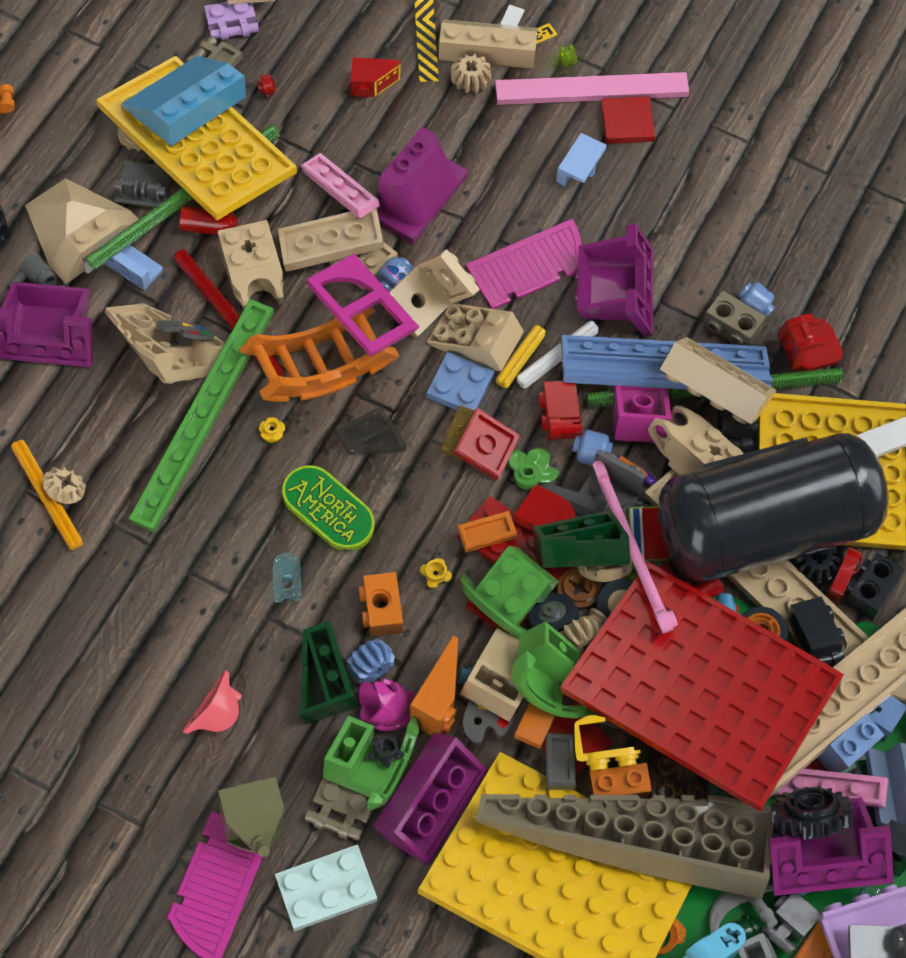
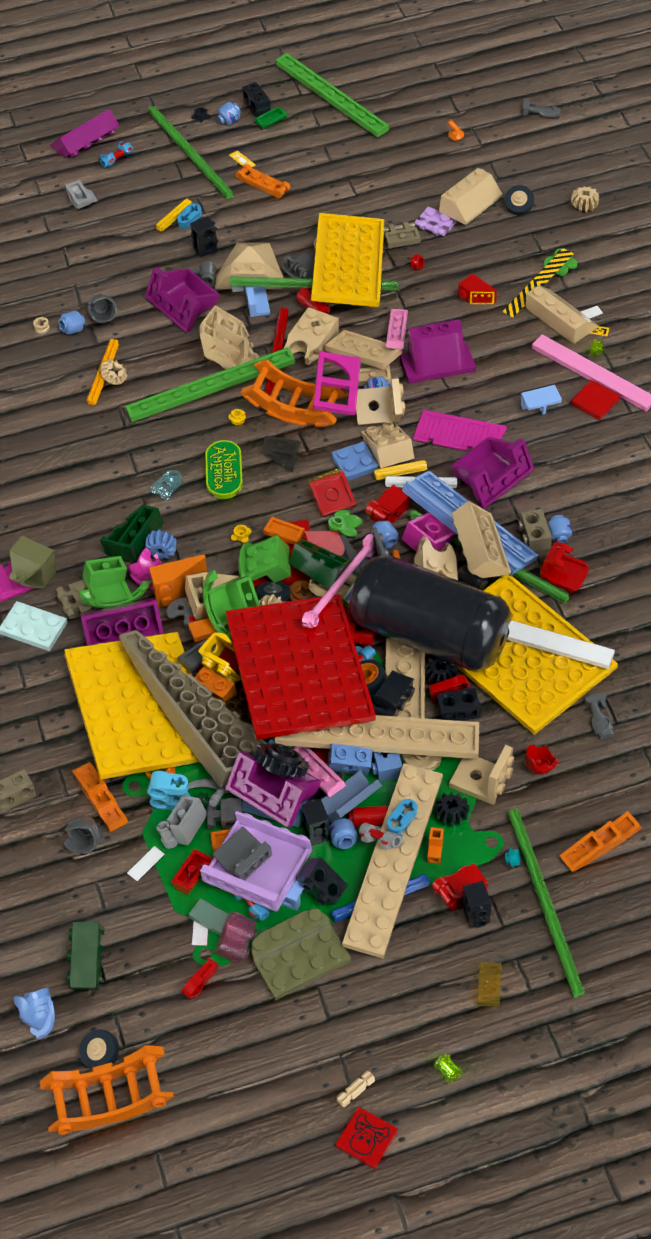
camera: 50 degrees right, 10 degrees down
(185, 330) = (242, 341): dark grey piece -> none
(187, 98) = (362, 239): dark azure slope -> none
(218, 708) = (70, 513): coral hat -> none
(385, 589) = (197, 527): orange brick -> none
(388, 744) = (122, 582): black plate -> none
(470, 73) = (531, 322): tan gear -> none

